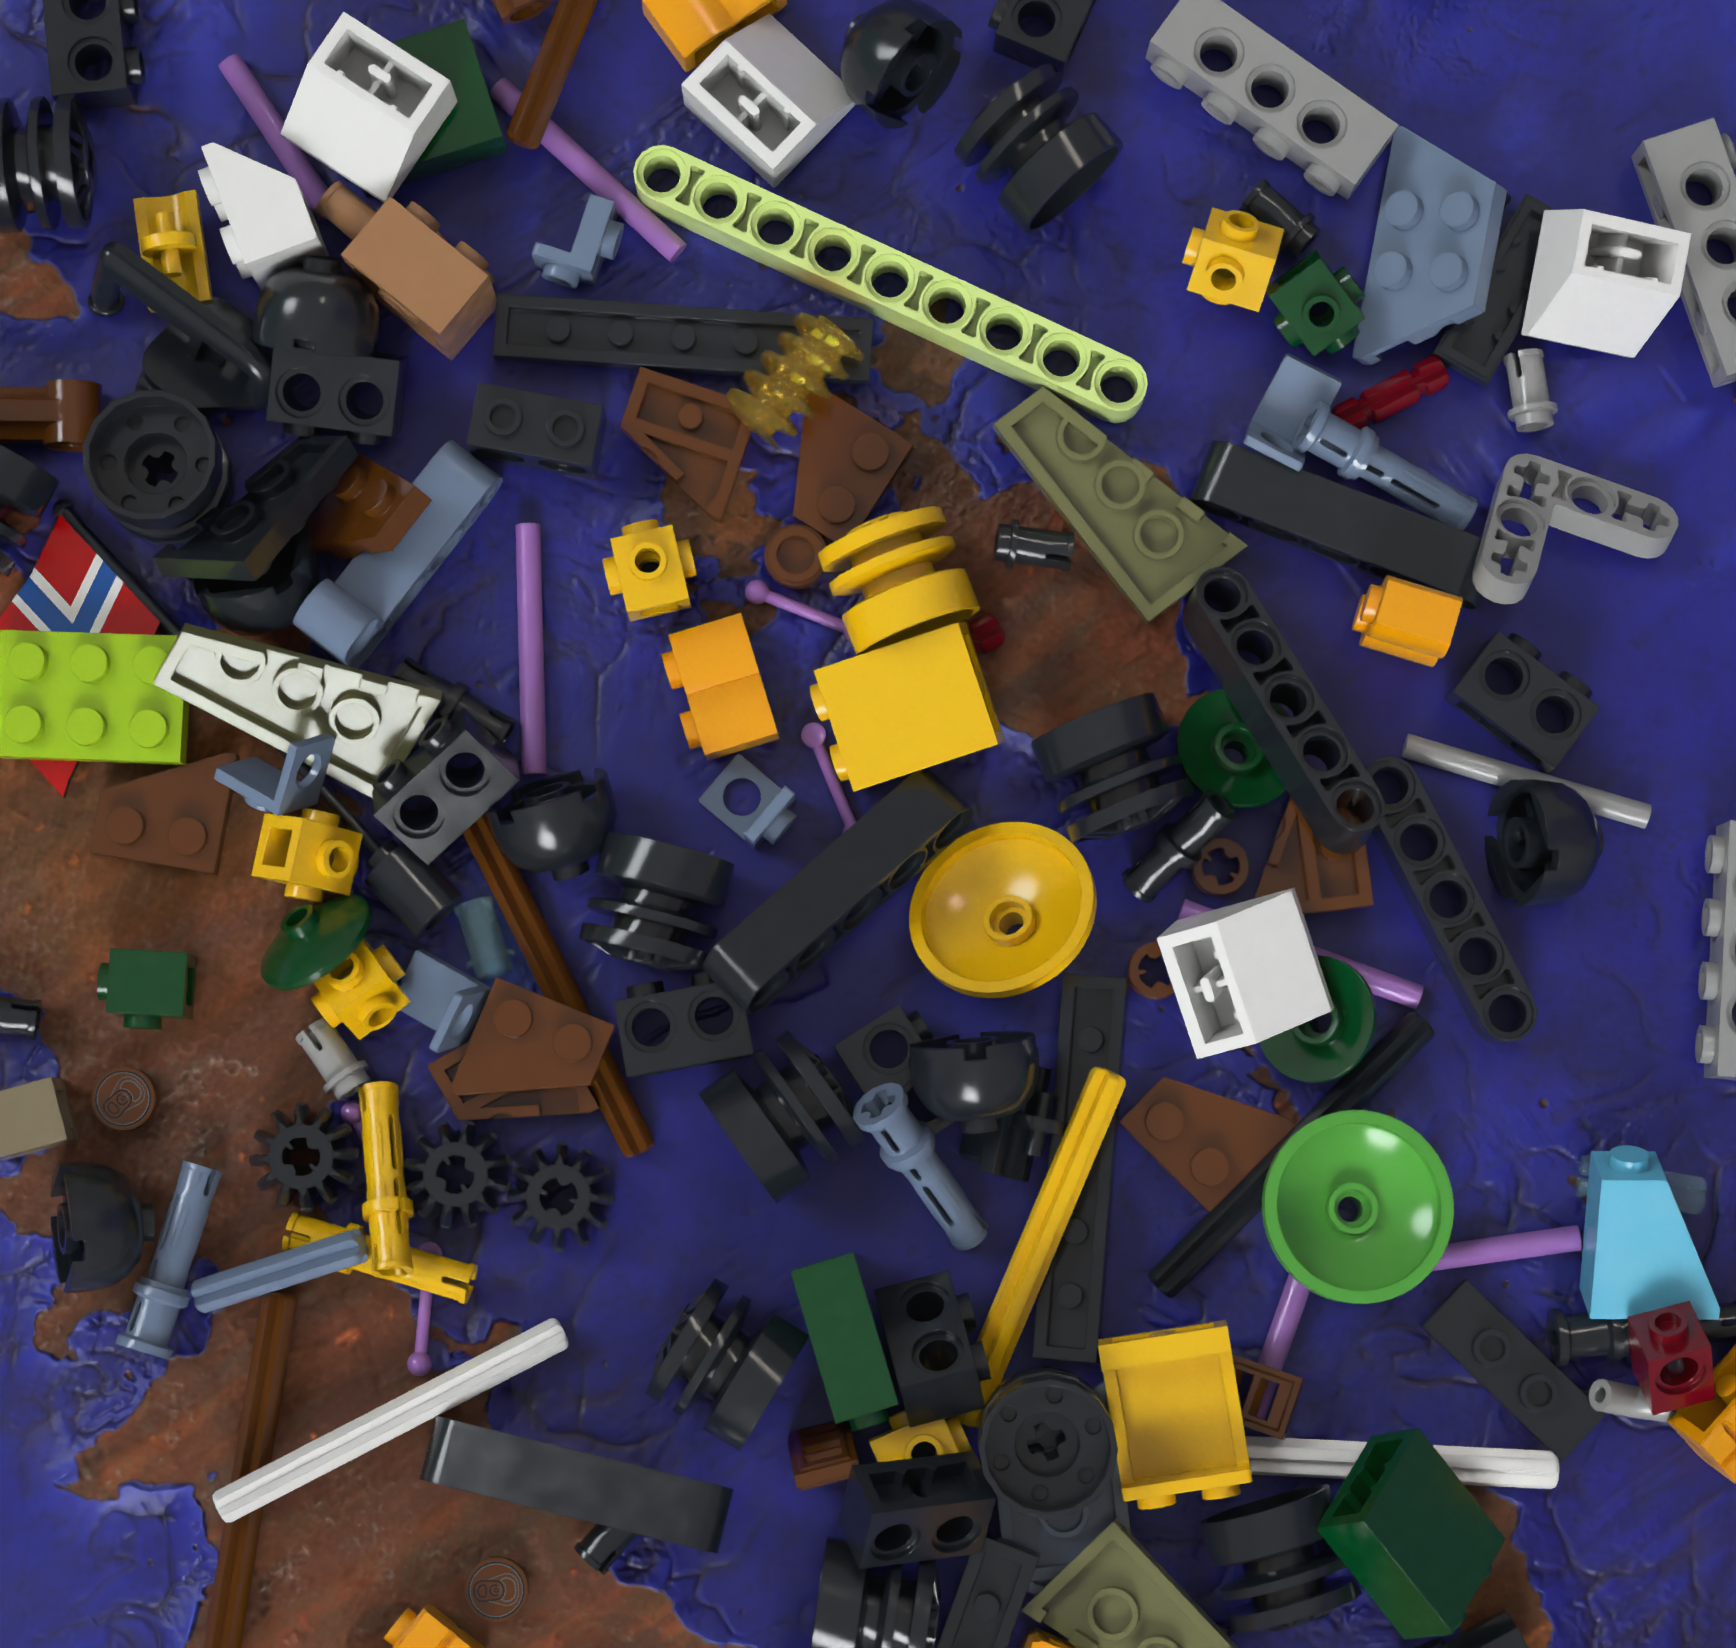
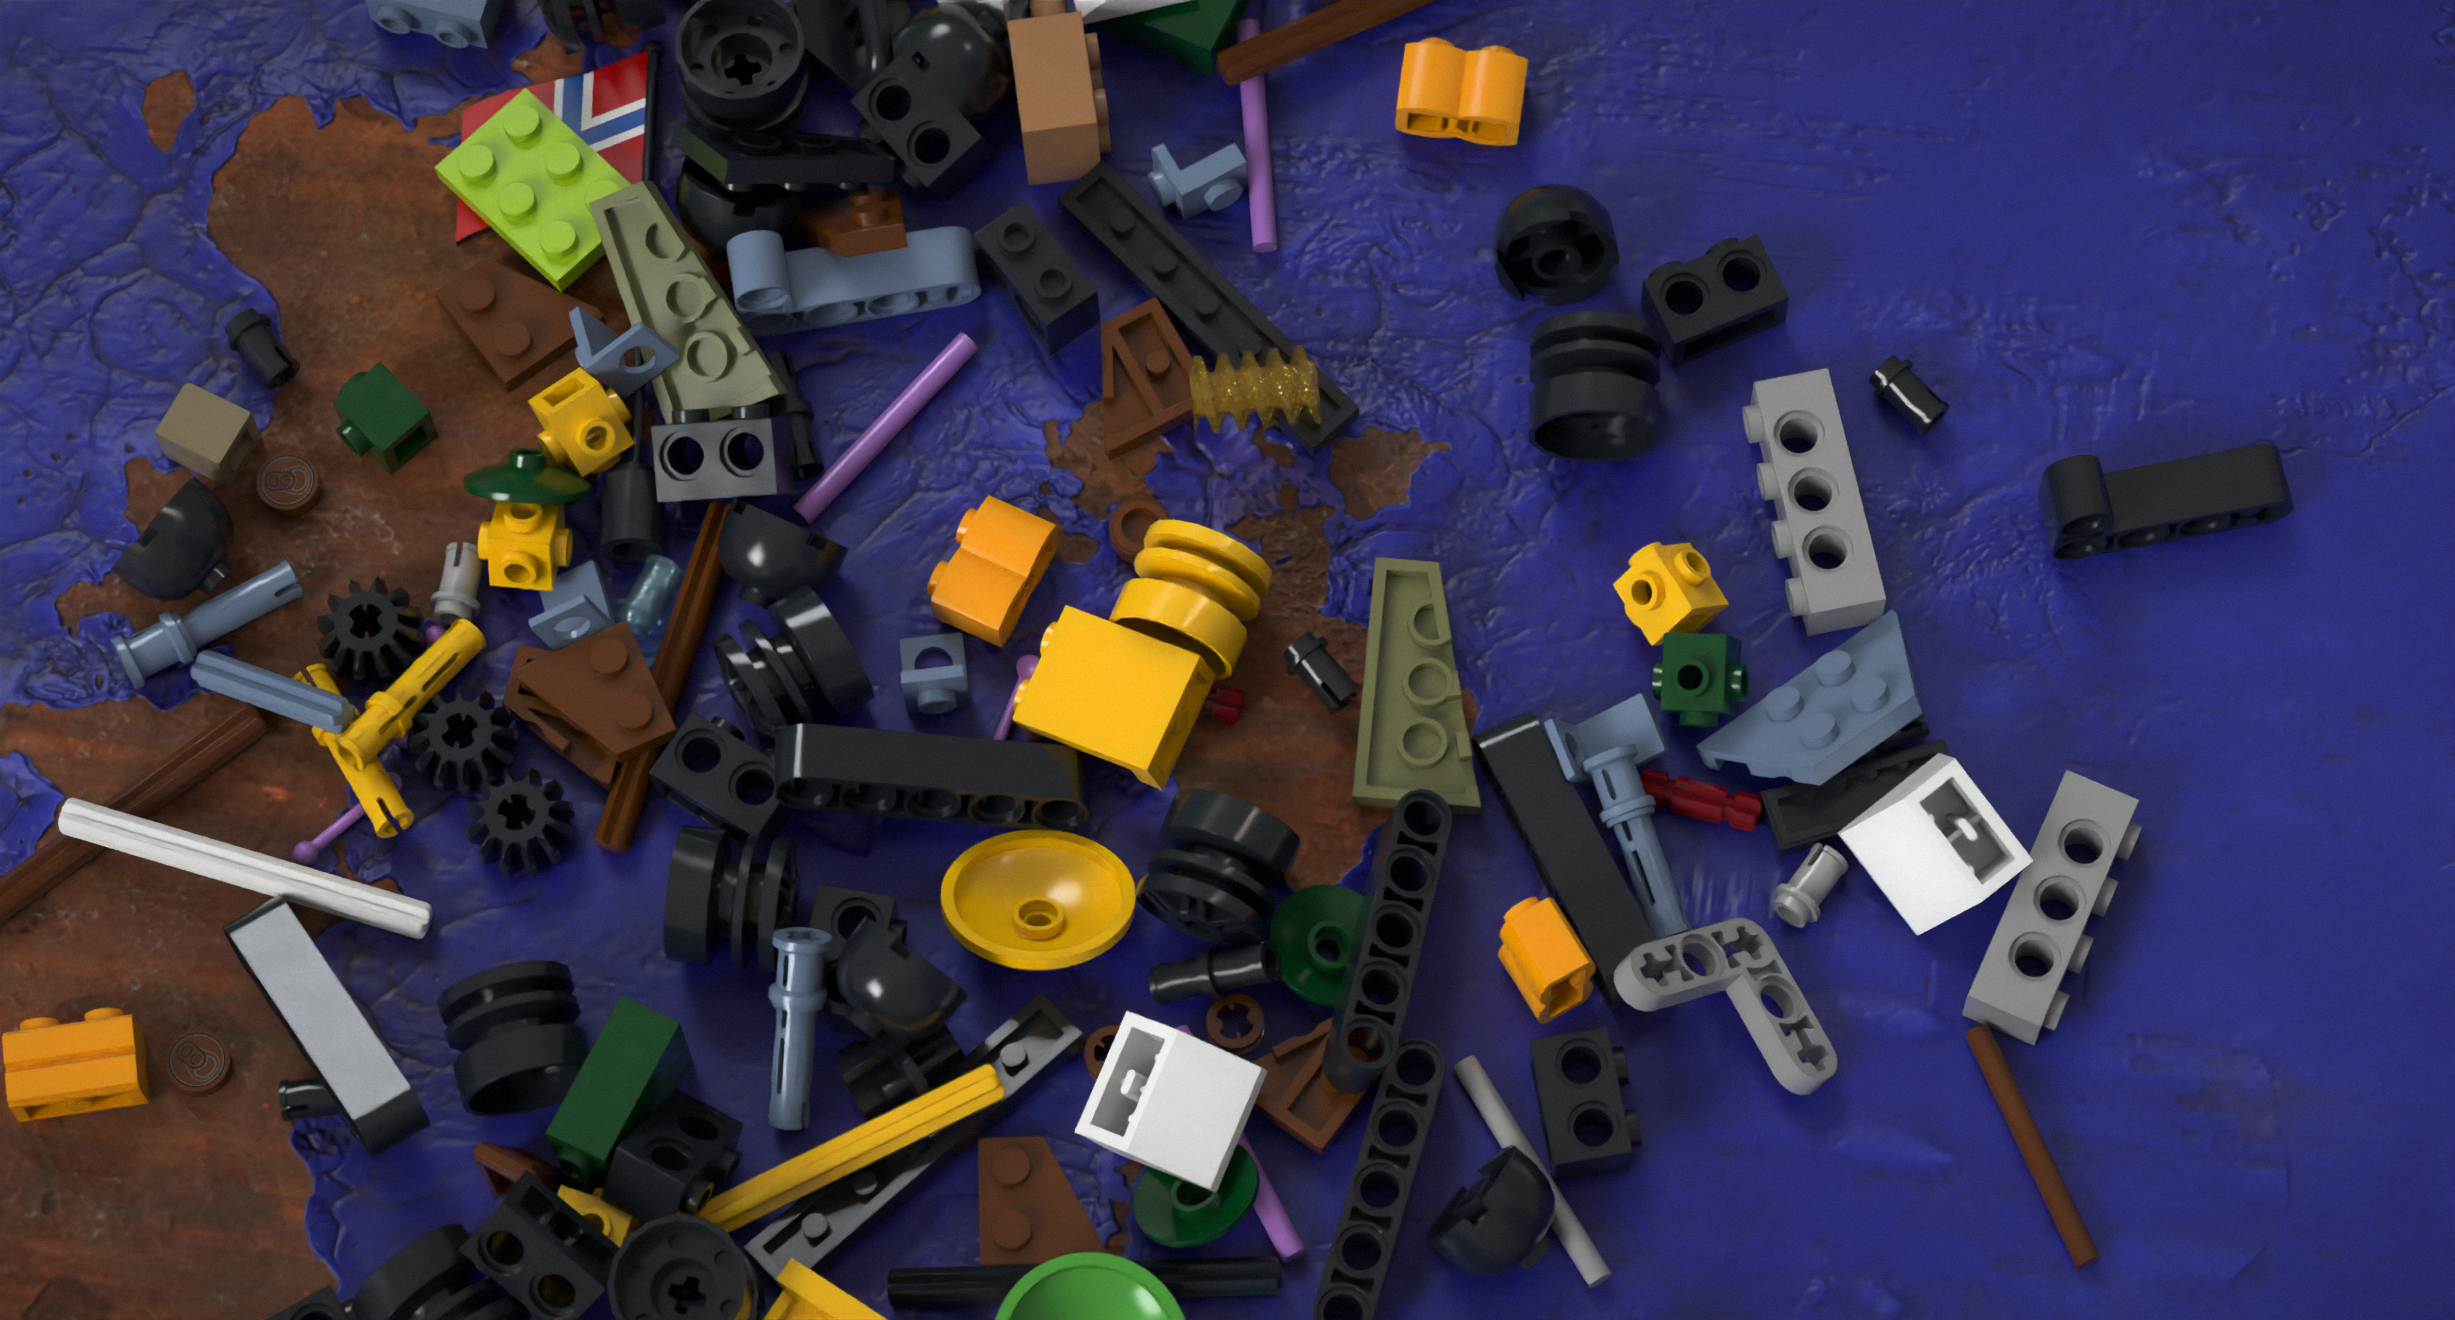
camera: 50 degrees right, 15 degrees down
(656, 591) = (1020, 441): yellow brick -> none
(758, 593) = (1088, 532): medium lavender hinge -> none
(766, 97) = (1433, 188): white slope -> none
(843, 467) = (1242, 491): reddish brown wing -> none
(872, 258) = (1399, 423): yellowish green beam -> none
(1274, 209) = (1741, 616): black pin -> none

